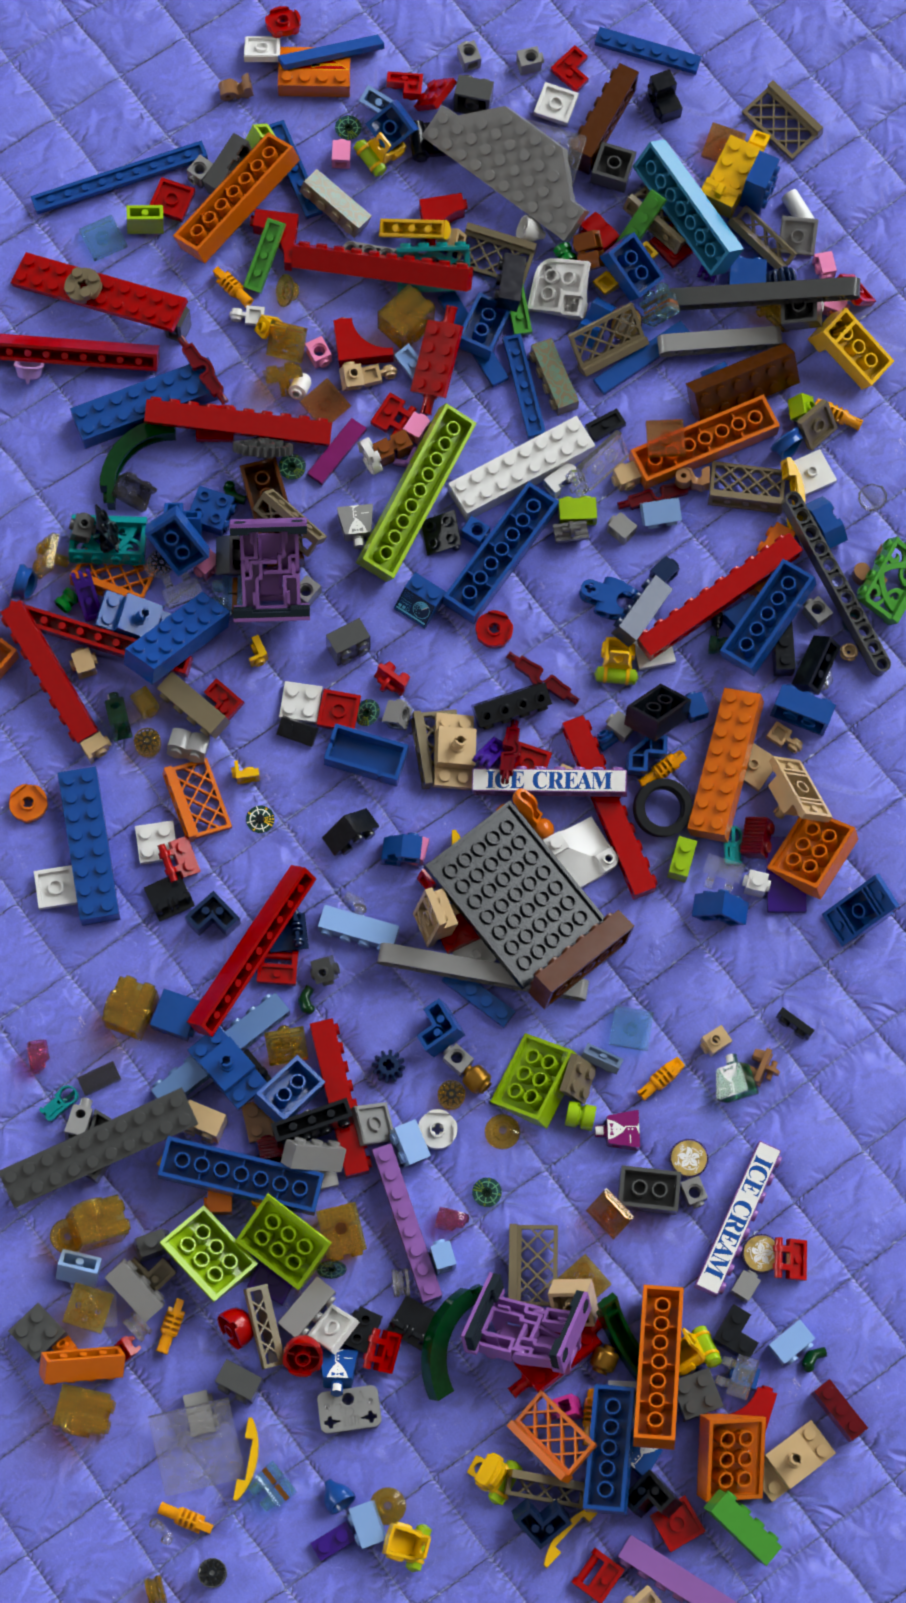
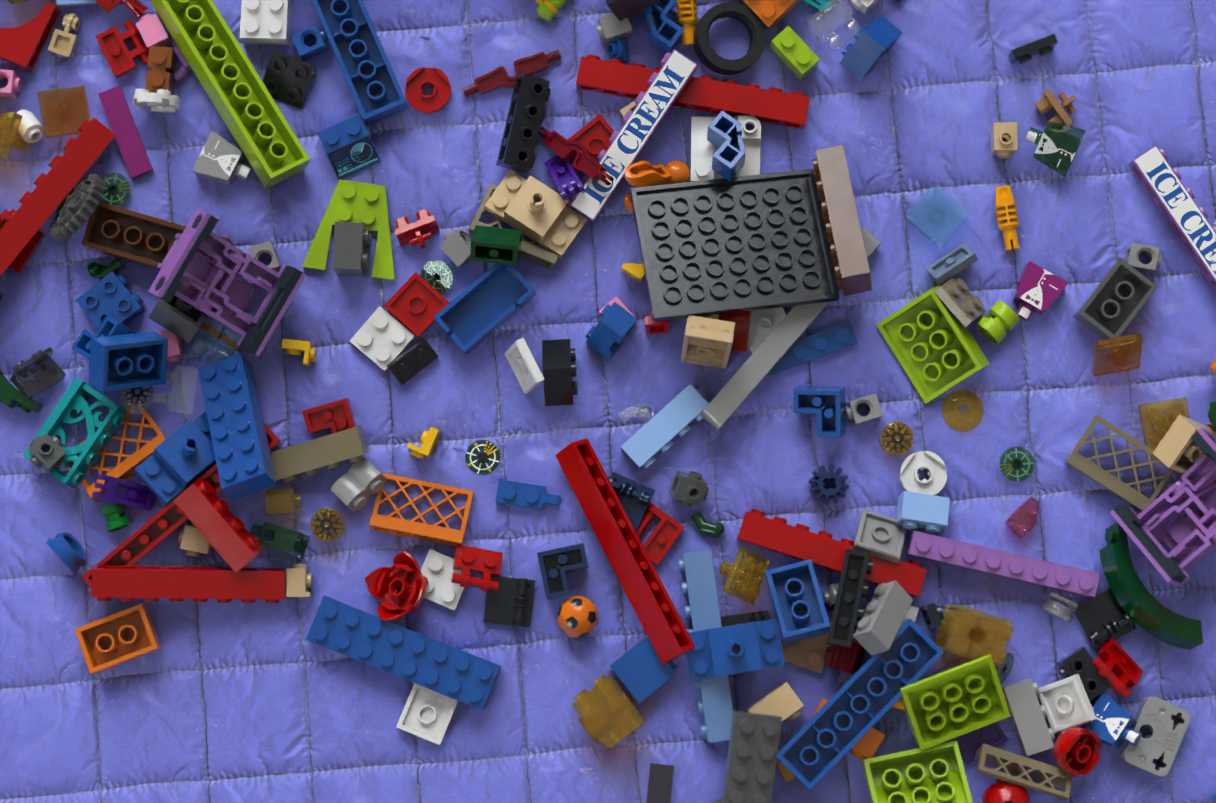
camera: 50 degrees left, 10 degrees up
(17, 803) = (307, 699): orange plate -> none
(47, 556) = (54, 508): clear yellow plate -> none
(101, 666) = (218, 524): none -> red brick
(108, 531) = (69, 429): black hinge -> none
(131, 813) = (398, 587): none -> red brick
(186, 947) = (577, 616): none -> orange piece
(250, 862) = (524, 495): none -> blue plate
(286, 510) = (172, 224): dark tan fence -> none
(338, 1193) = (932, 615): none -> black plate
(340, 805) = (524, 366): none -> white plate
(351, 376) = (51, 65): tan brick -> none
(385, 639) = (356, 204): none -> lime wing
(411, 734) = (496, 245): none -> dark green brick
(442, 1256) = (1060, 549): light blue brick -> none
(476, 1079) = (896, 403): pearl gold head -> none
(577, 854) = (727, 136): none -> blue brick
(688, 1158) = (1103, 241): tile -> none

